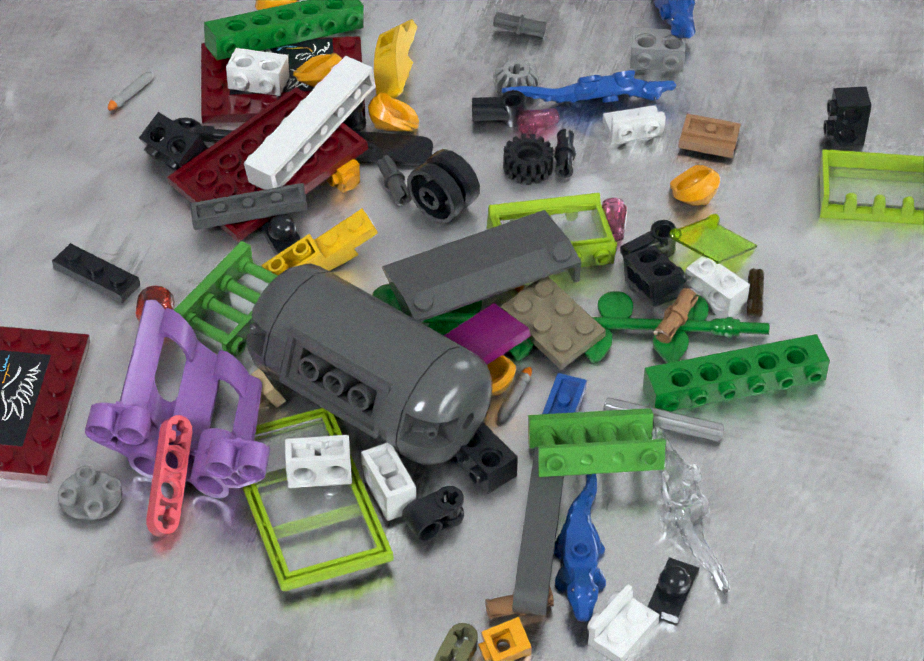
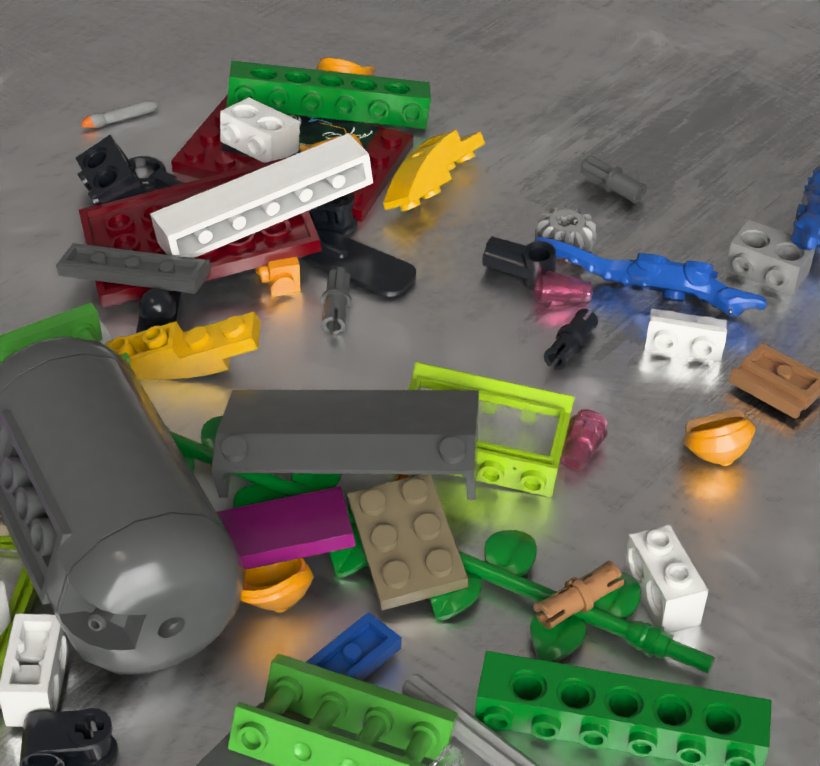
camera: 25 degrees right, 5 degrees down
(392, 114) = (386, 225): light orange hat -> none
(443, 186) = (380, 322): black wheel -> none
(487, 460) = (186, 685): black brick -> none
(514, 395) = (298, 619): light grey piece -> none
(528, 148) = (518, 345): black tyre -> none
(653, 275) = (585, 529): black brick -> none
(658, 236) = (623, 489): black piece -> none
(712, 239) = (696, 512): clear neon green piece -> none
(756, 293) = (722, 608): dark brown axle -> none

